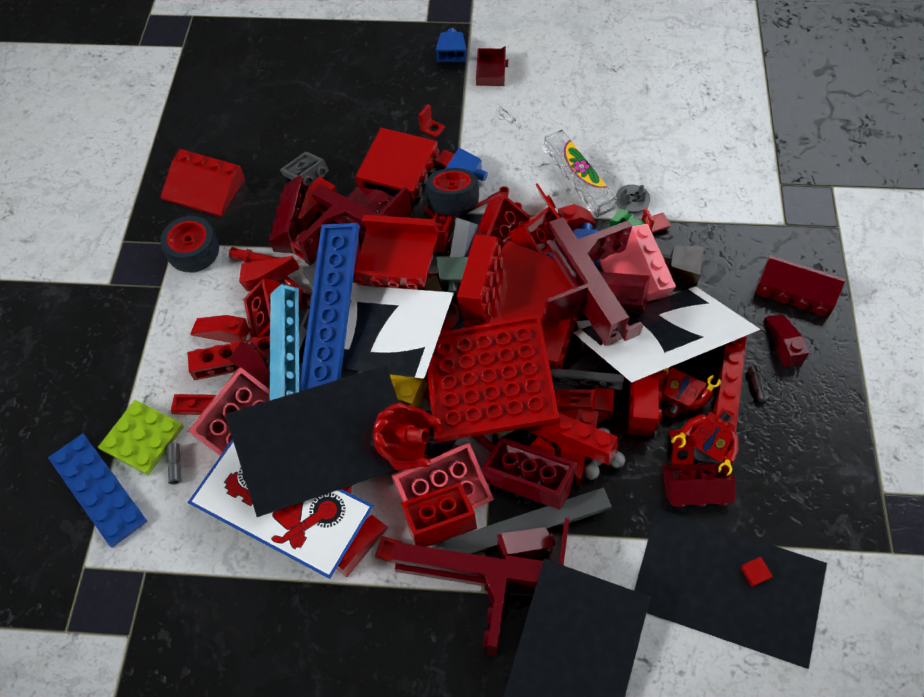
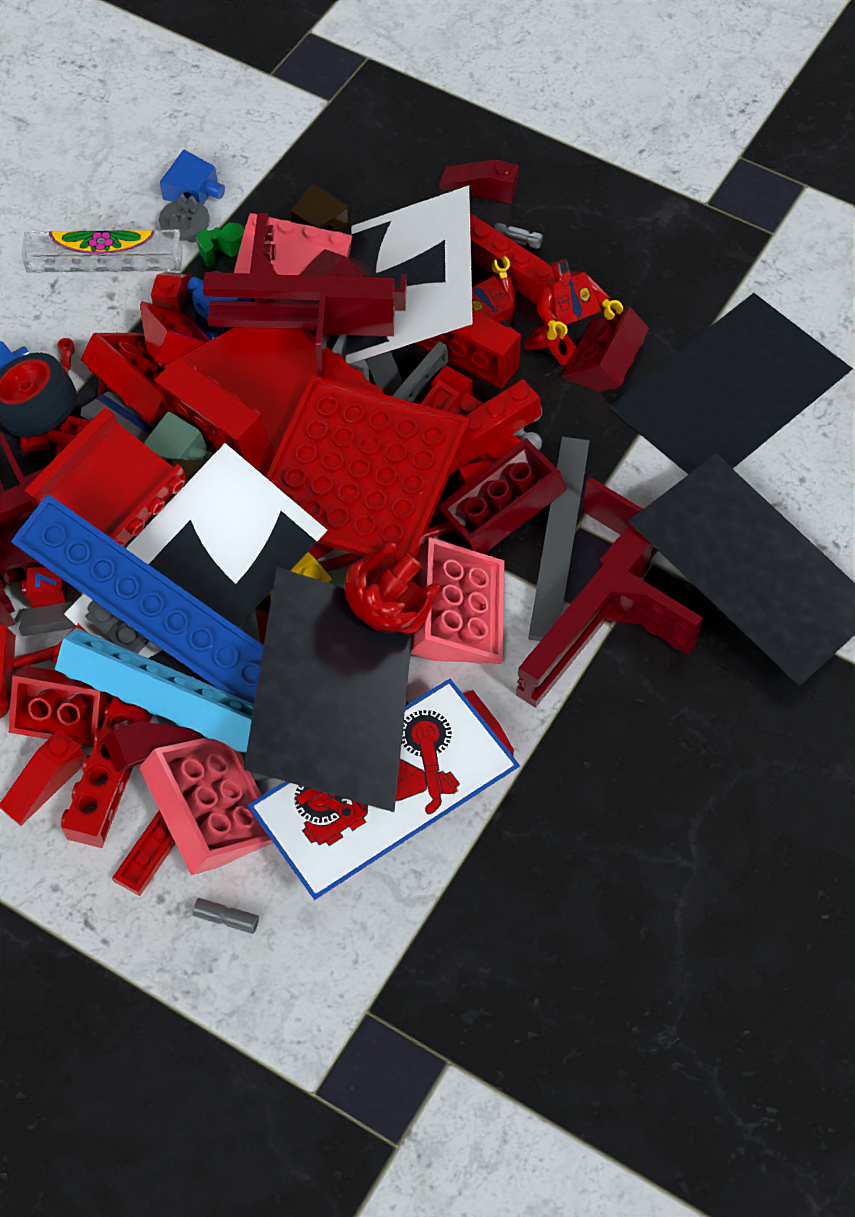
camera: 65 degrees left, 0 degrees up
(97, 490) = (200, 1036): blue plate -> none
(141, 437) = (153, 948): lime plate -> none
(386, 548) = (504, 701): red tile -> none
(439, 515) = (498, 619): red slope -> none
(525, 543) = (585, 551): slope -> none
(548, 200) = (129, 302): red piece -> none
(656, 222) = (236, 212): bracket -> none
(661, 186) = (191, 177): none -> blue torso
(756, 572) = (732, 354): red tile -> none
(800, 286) = (427, 129): dark red slope -> none

